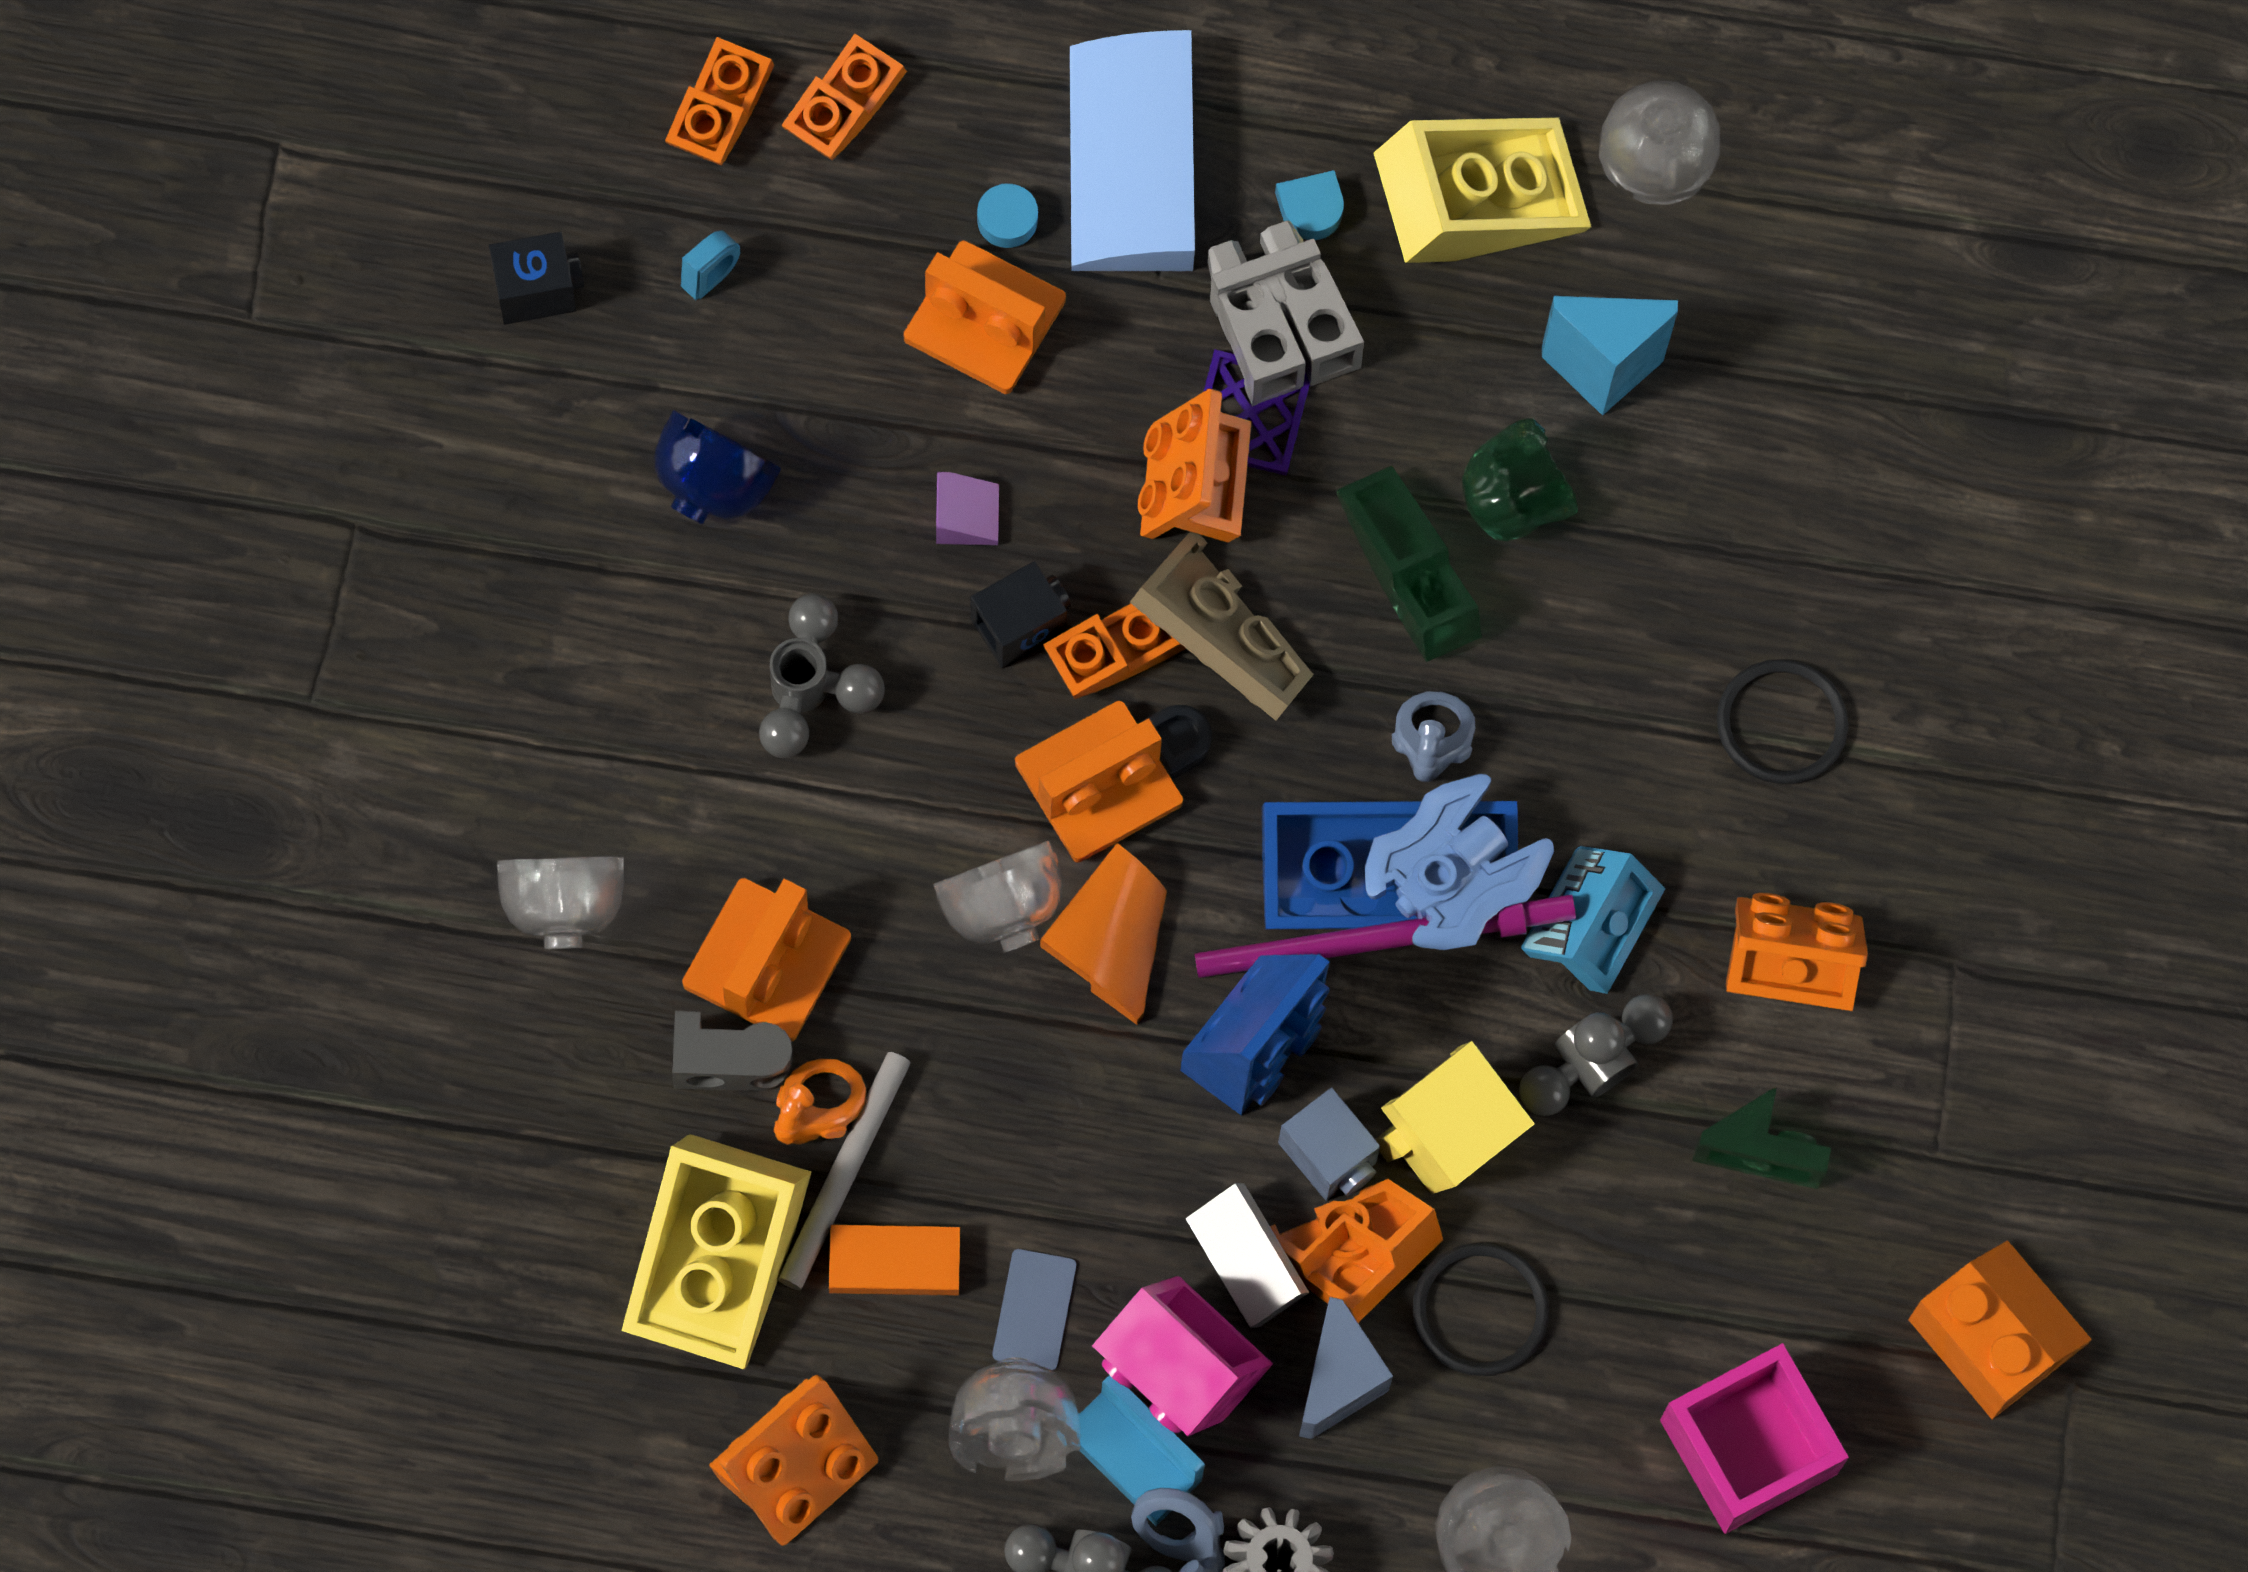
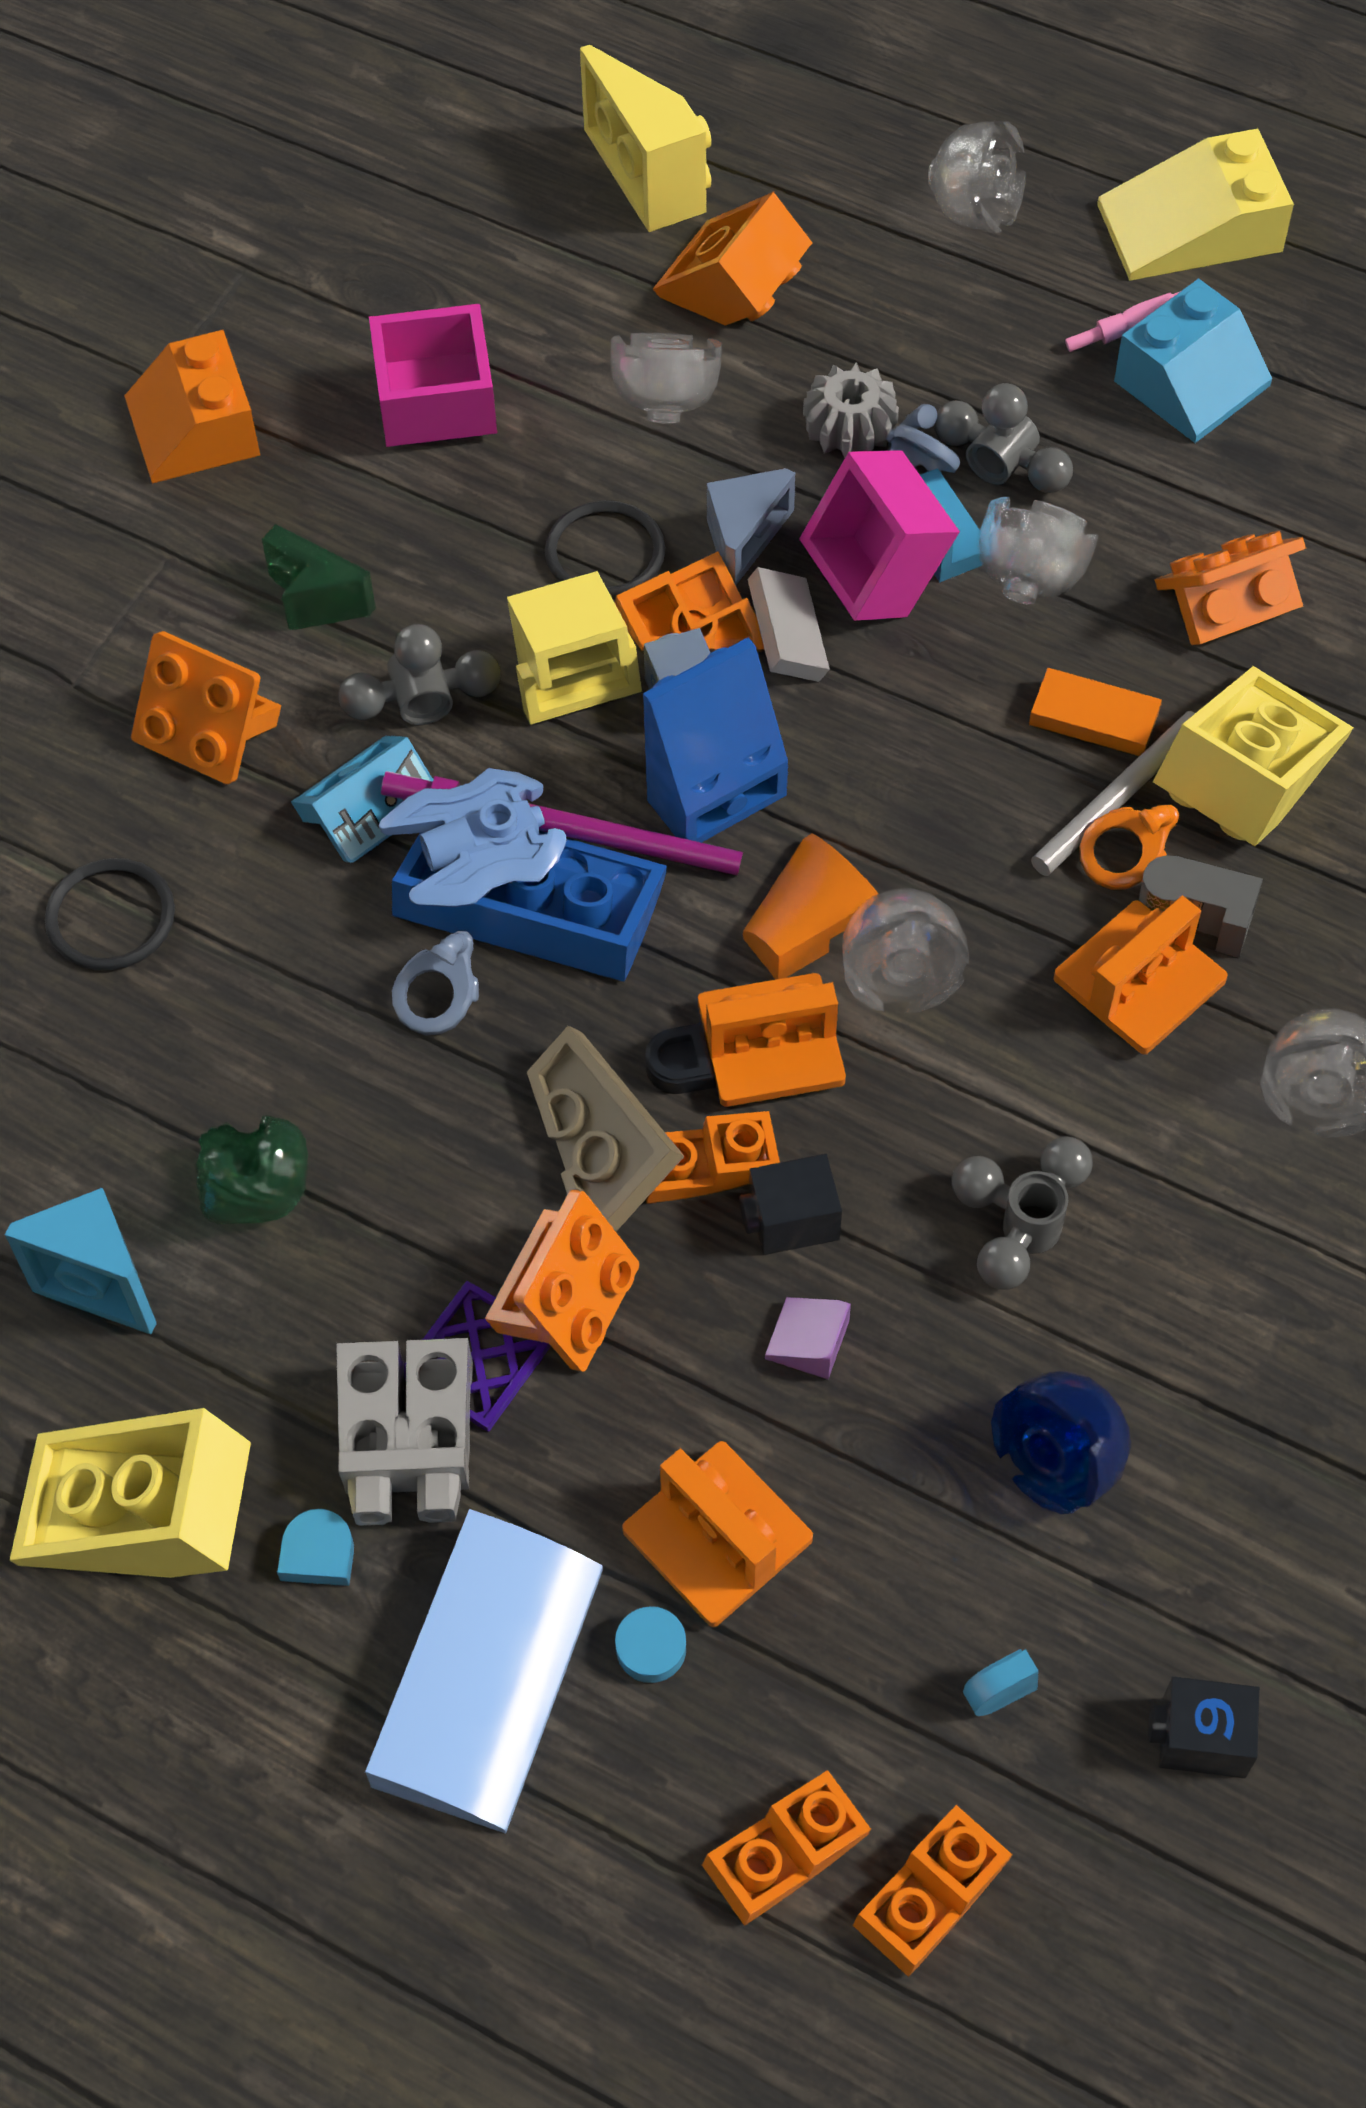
camera: 155 degrees left, 10 degrees down
(1034, 1307) = (983, 653): sand blue sticker -> none
(1410, 563) = (387, 1143): clear green slope -> none

